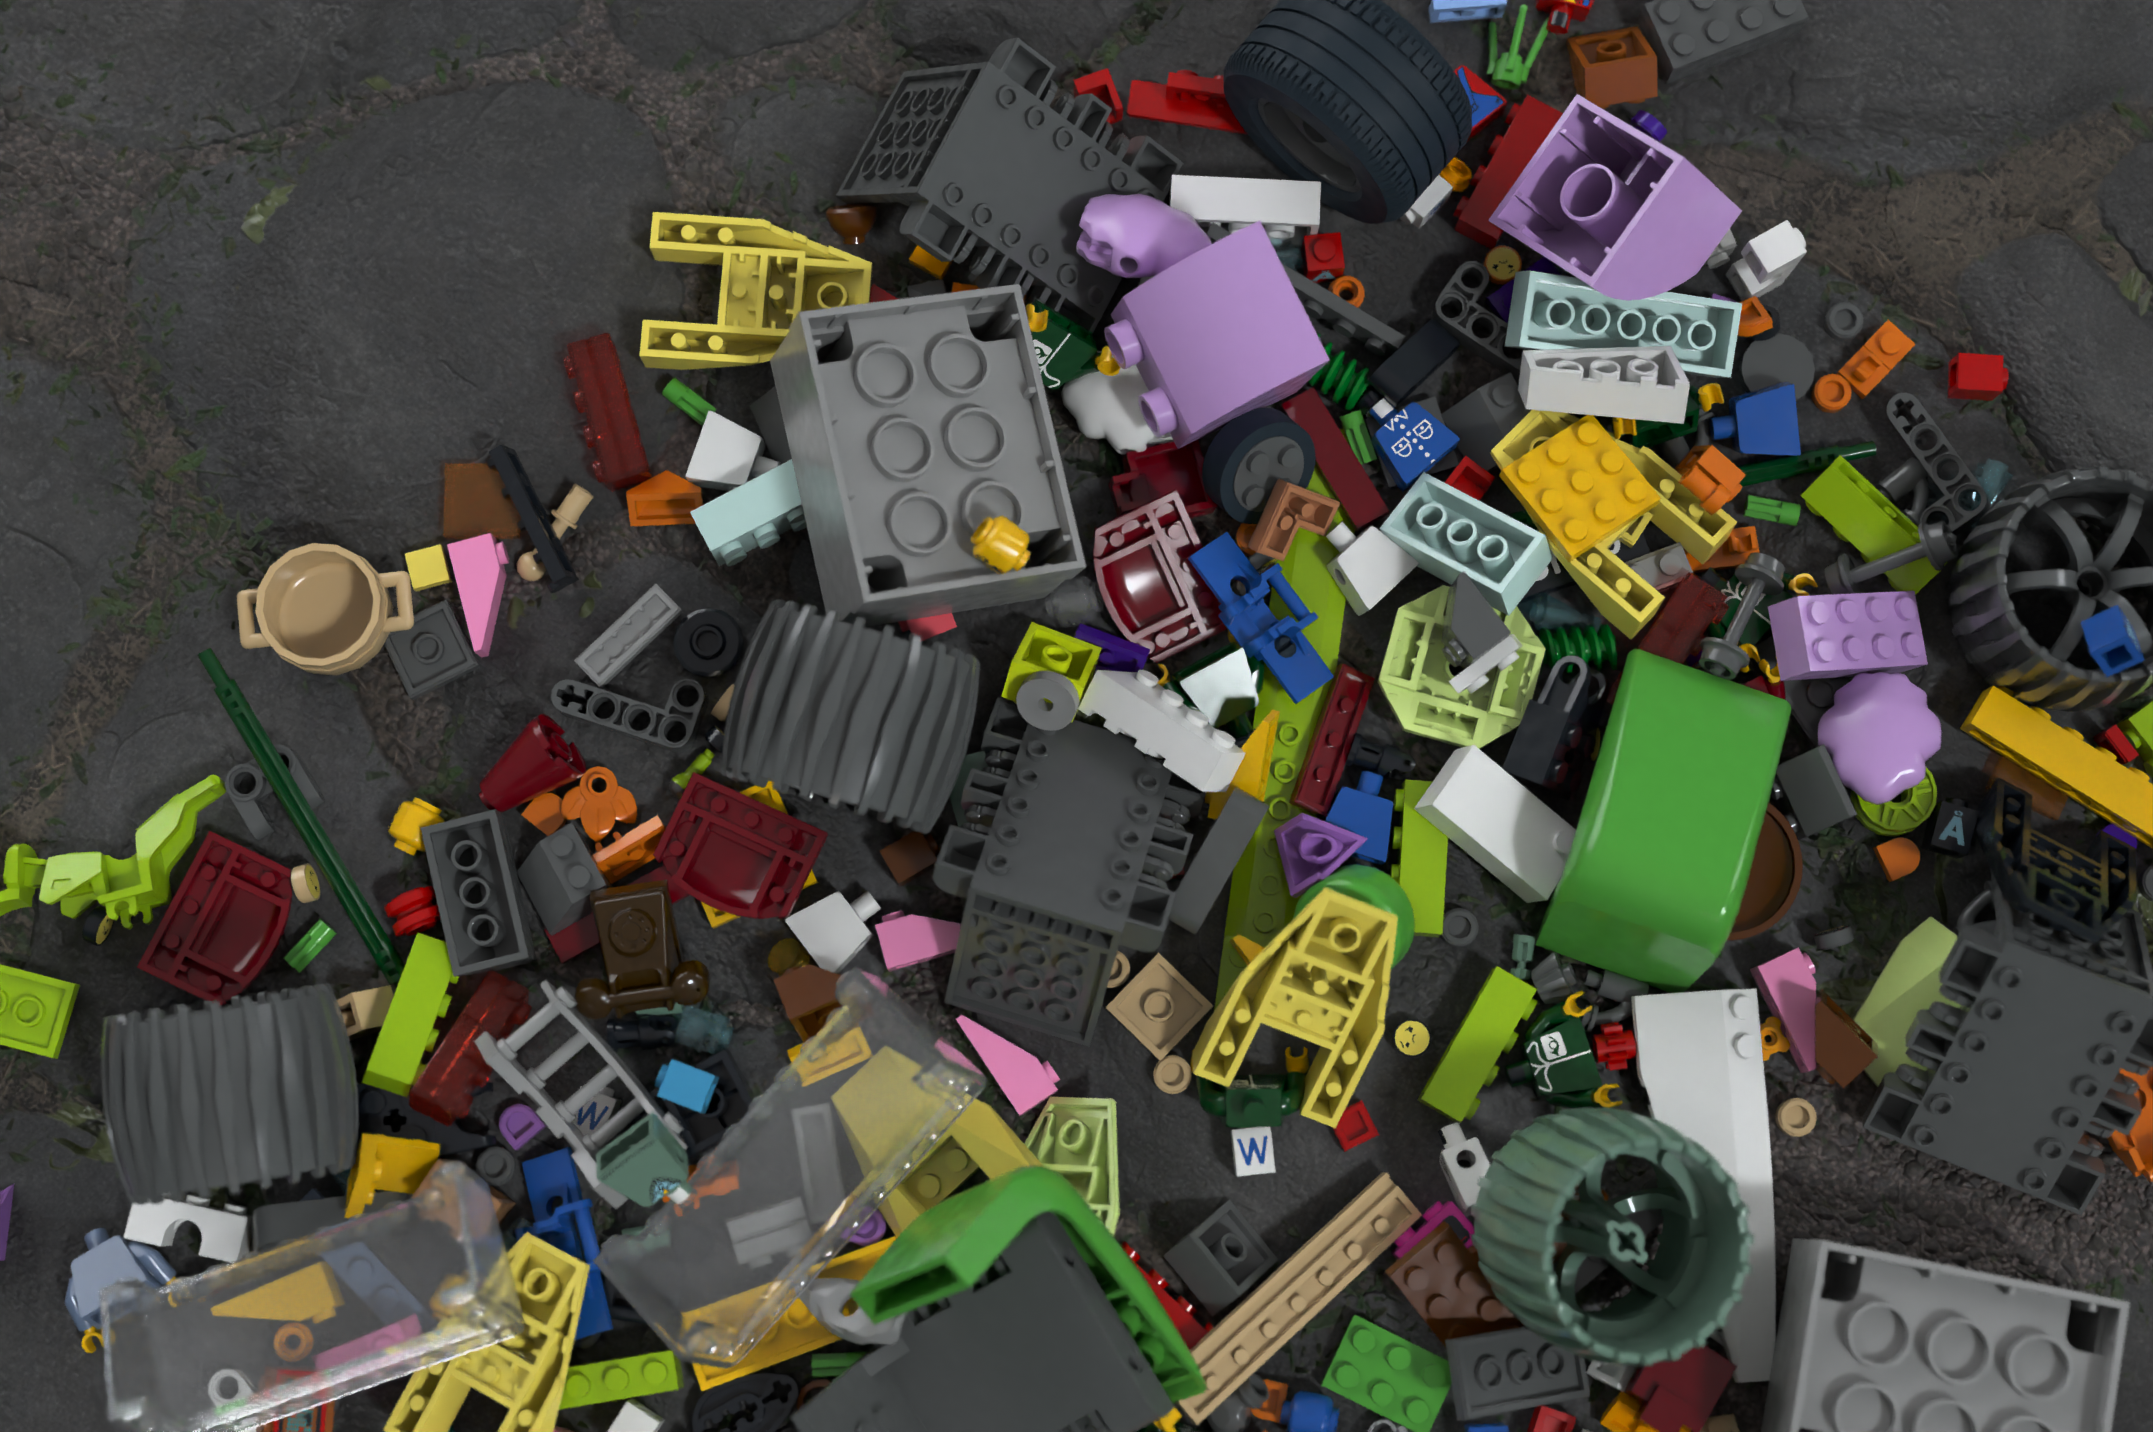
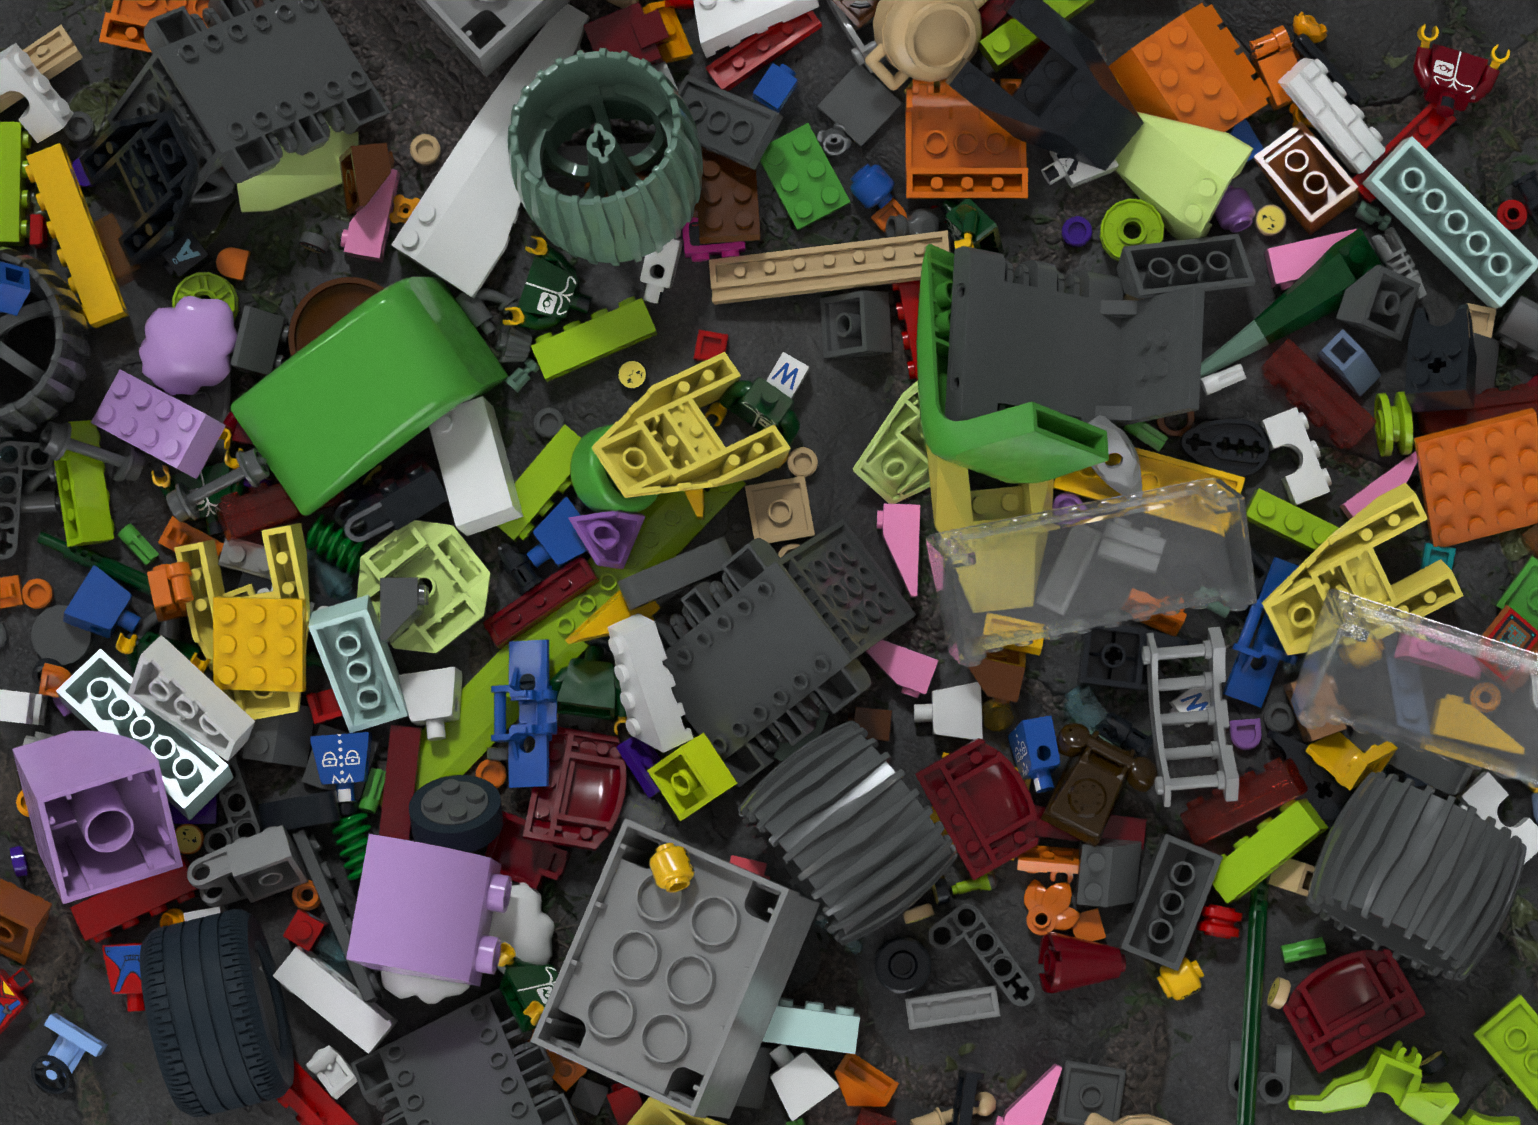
camera: 140 degrees left, 5 degrees up
(645, 1164) = (1181, 638): sand green torso -> none
(686, 1085) = (1121, 674): dark azure brick -> none
(727, 957) = (1036, 751): none -> blue torso
(1052, 687) = (708, 767): light grey piece -> none
(1137, 235) = (422, 1021): lavender piece -> none
(1195, 146) = (332, 1071): none -> white bracket
(1285, 512) = (463, 769): nougat brick -> none
(1420, 274) = (250, 868): none -> light grey brick
(1474, 675) = (421, 569): white plate -> none
(1509, 69) = (81, 971): bright green plant -> none
(1613, 1046) = (508, 276): red gear -> none

